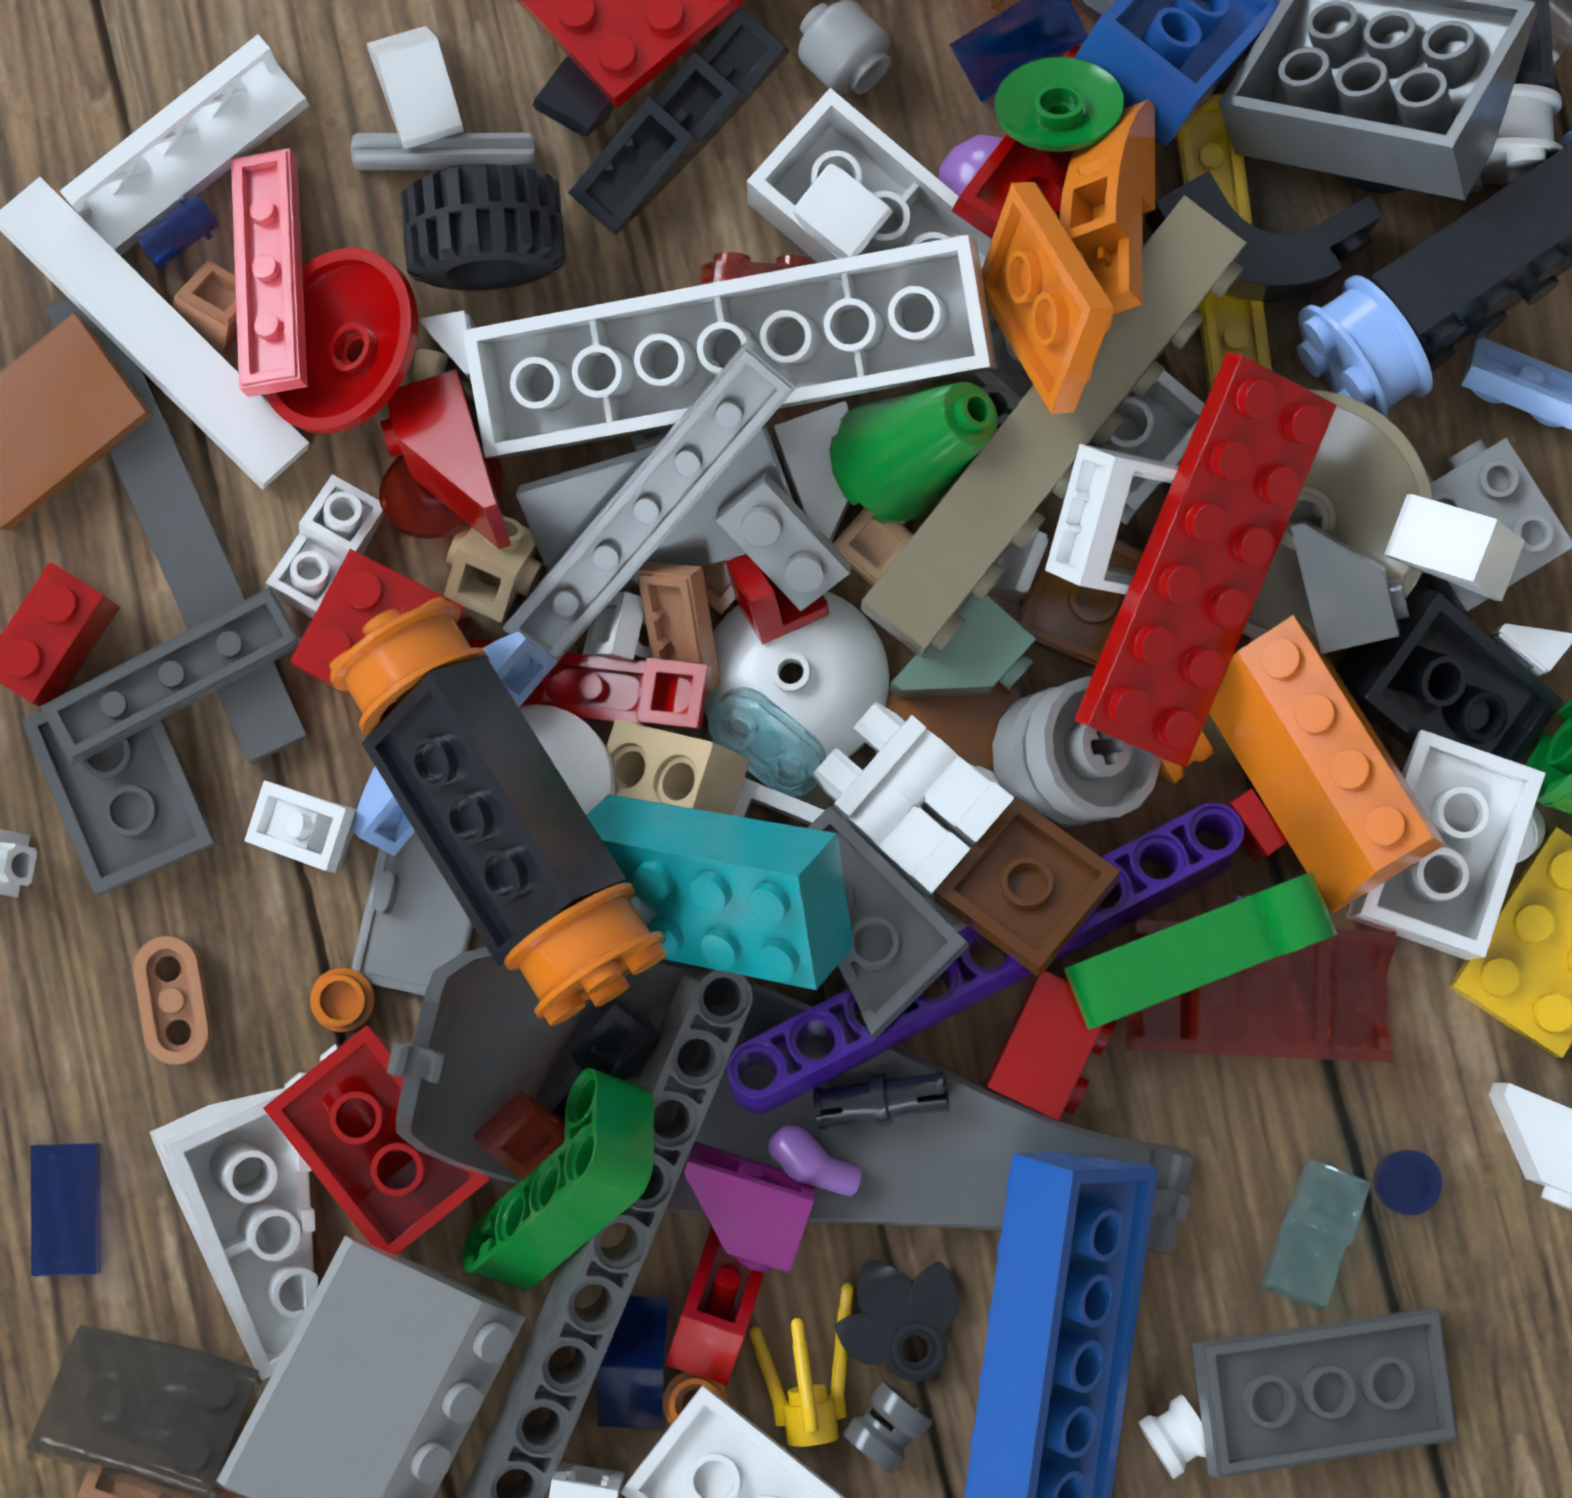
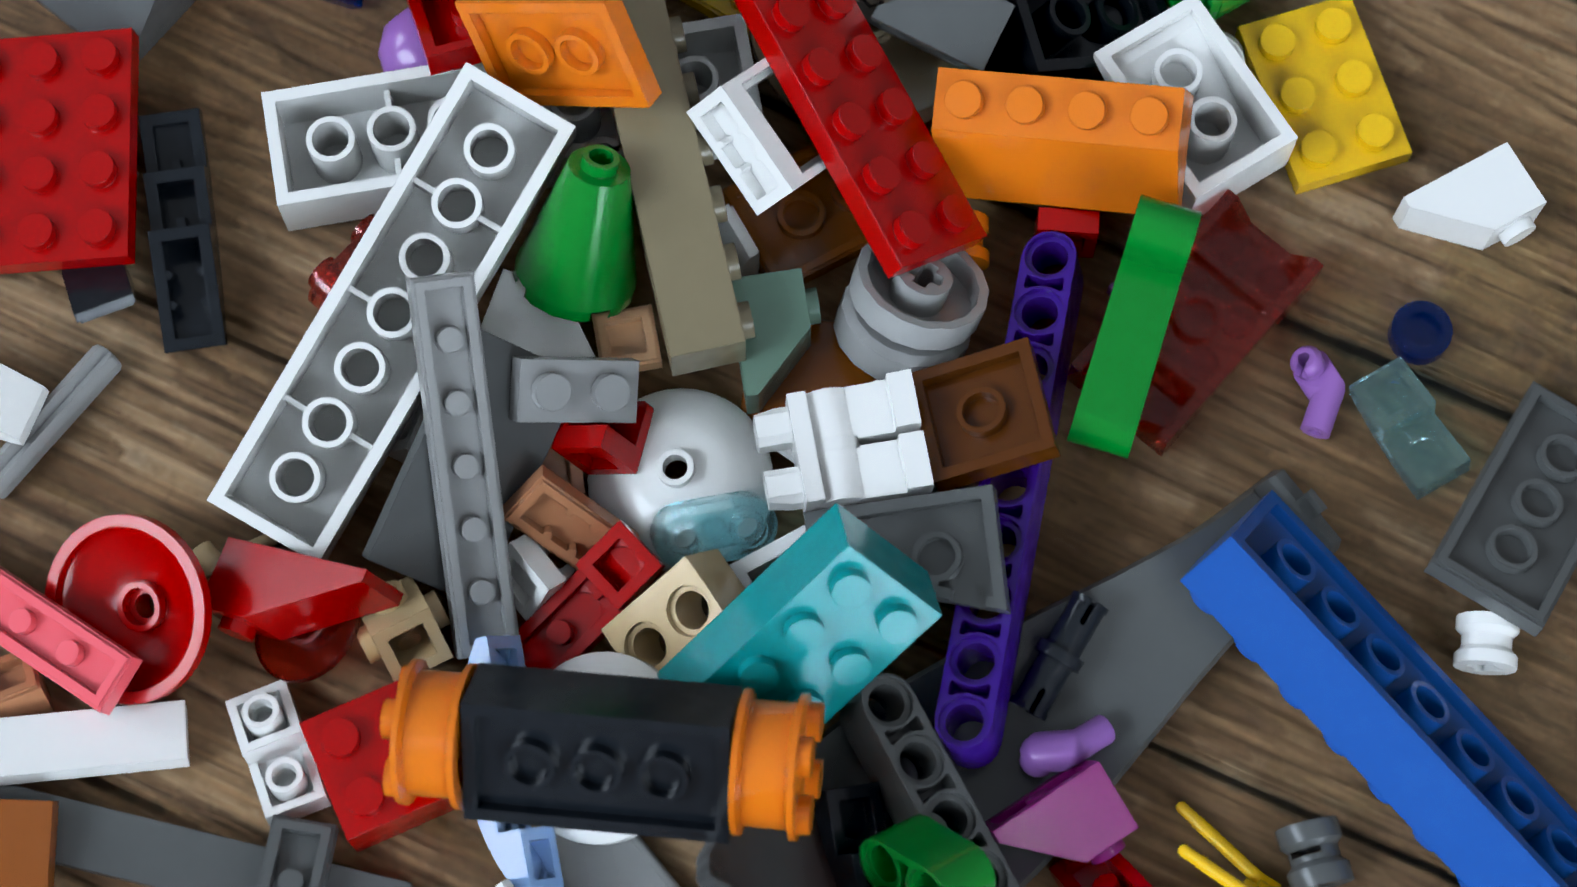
camera: 50 degrees left, 10 degrees down
(447, 333) = (203, 521): white slope -> none
(483, 227) = (139, 426): black tyre -> none
(841, 212) = (363, 152): white slope -> none
(844, 47) = (235, 67): light grey head -> none
(897, 1310) = (1228, 782): black plate -> none
(1047, 1050) = (1113, 506): red brick -> none
(1292, 1137) = (1321, 386): none -> medium lavender arm

